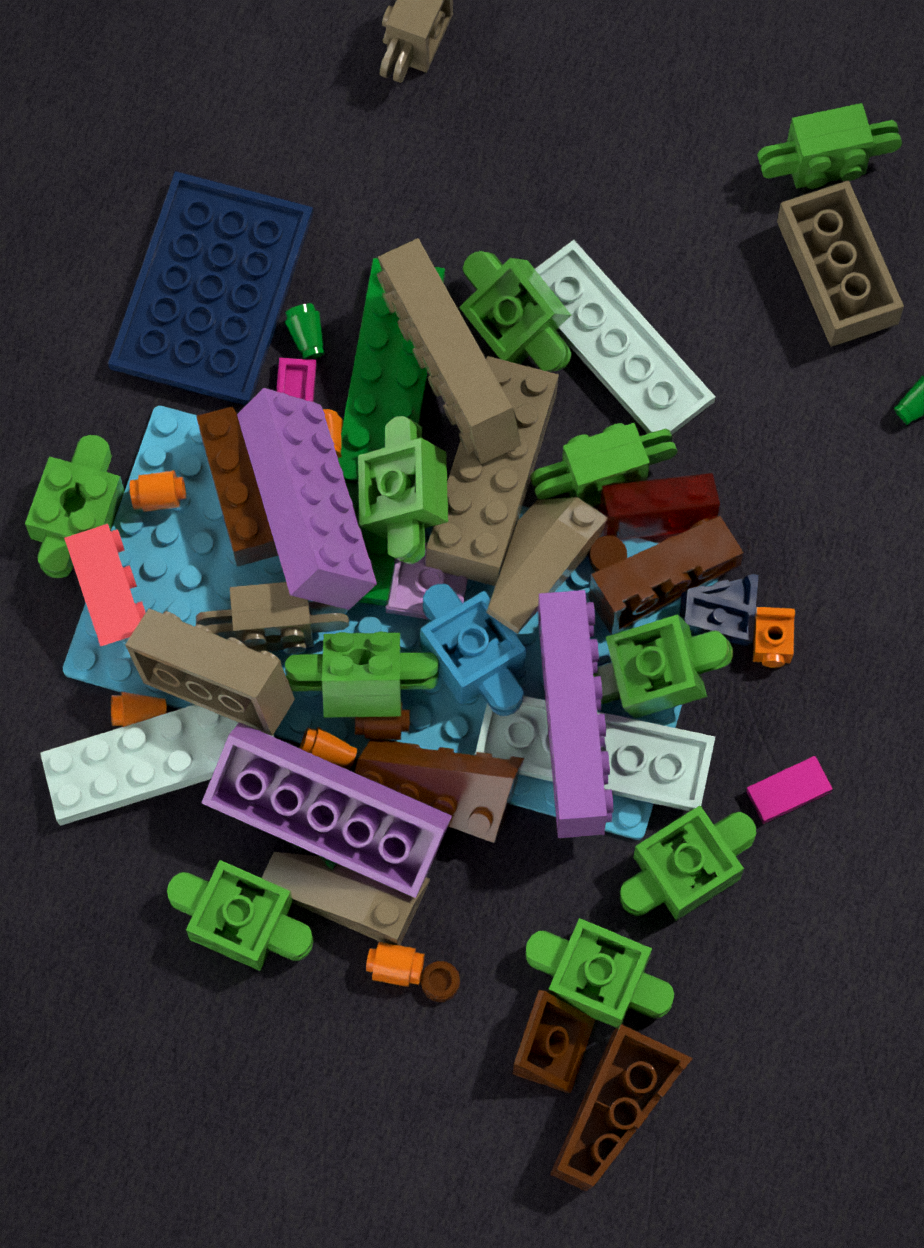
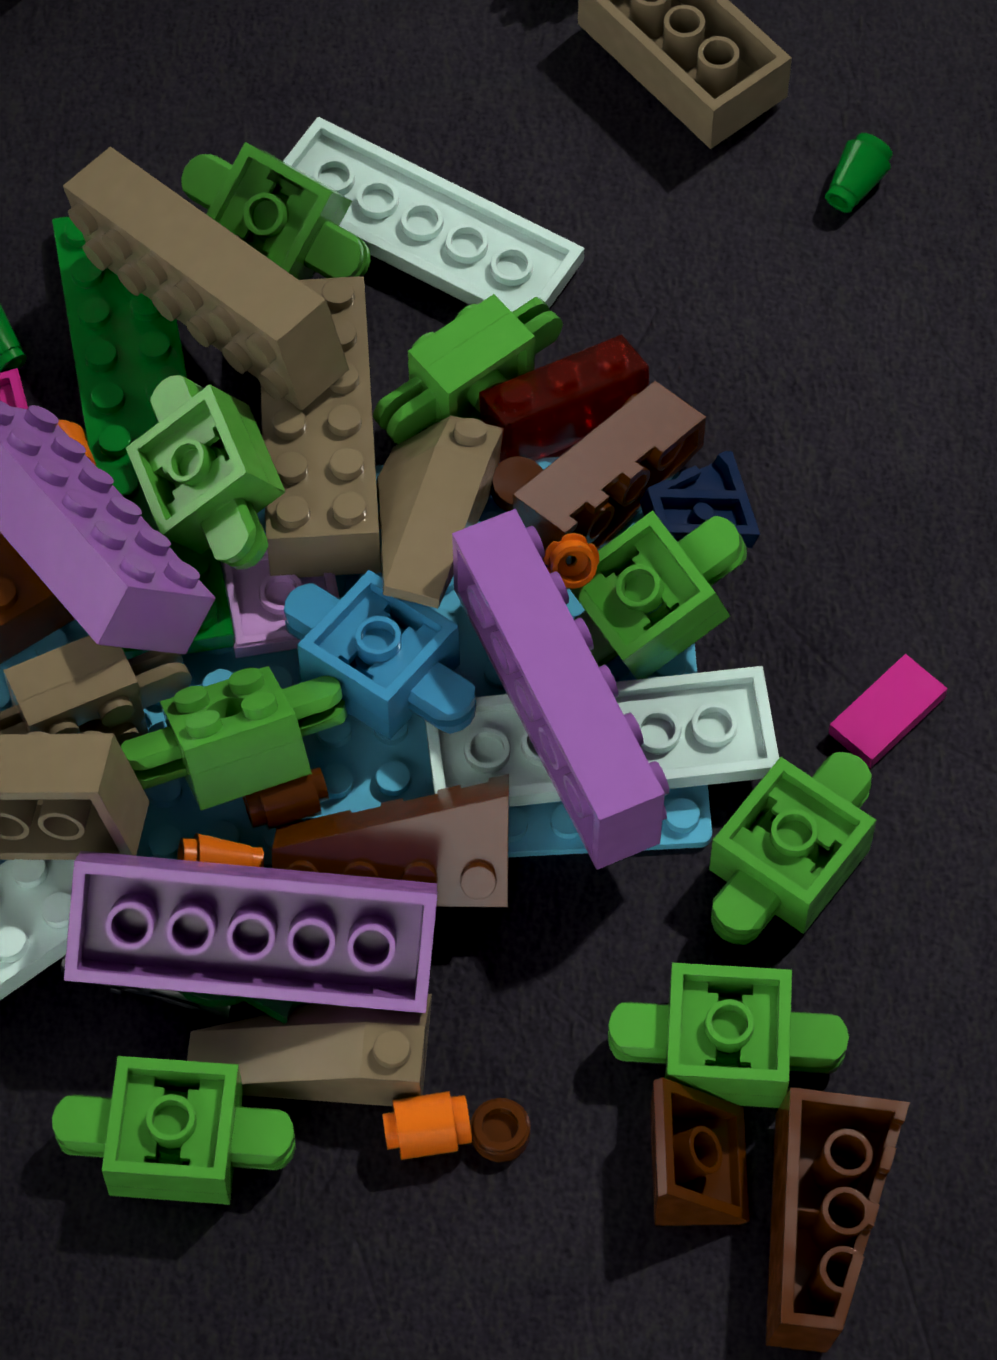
camera: 20 degrees left, 10 degrees down
(613, 639) = (585, 565): none -> orange plate
(773, 621) = (786, 518): orange brick -> none

